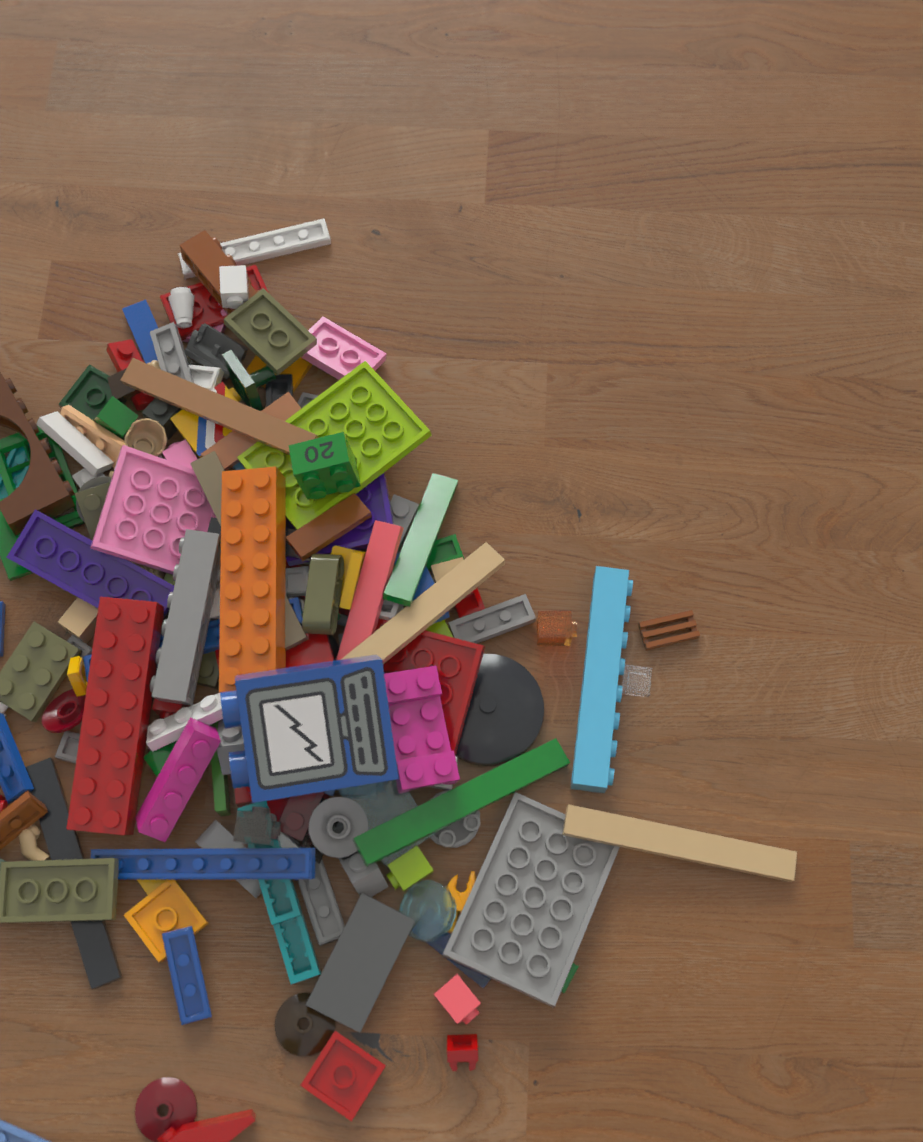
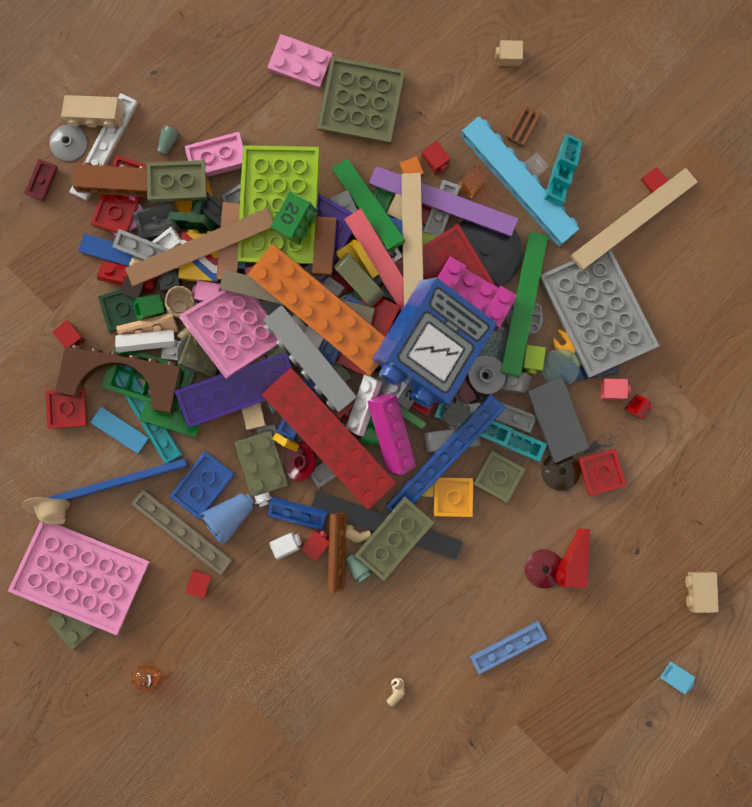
camera: 50 degrees left, 15 degrees up
(22, 369) = (68, 334): none -> red panel
(167, 220) = (41, 180): none -> dark red plate
(182, 306) = (111, 216): white cone -> none
(186, 975) = (490, 508): blue tile -> none
(233, 286) = (131, 177): white brick -> none
(234, 222) = (74, 148): none -> light grey dish
(235, 952) = (499, 476): none -> olive plate
(279, 207) = (93, 111): none -> tan brick
(315, 296) = (167, 139): none -> sand green cone
(504, 625) = (448, 203): none -> medium lavender tile
(511, 552) = (411, 166): none -> orange tile
(518, 352) = (300, 61): none -> bright pink plate
(533, 442) = (361, 100): none -> olive plate
(542, 567) = (436, 158): none -> red brick
(658, 713) = (563, 170): none -> teal slope
(731, 545) = (509, 53): none -> tan brick
(748, 827) = (654, 179): none -> red tile

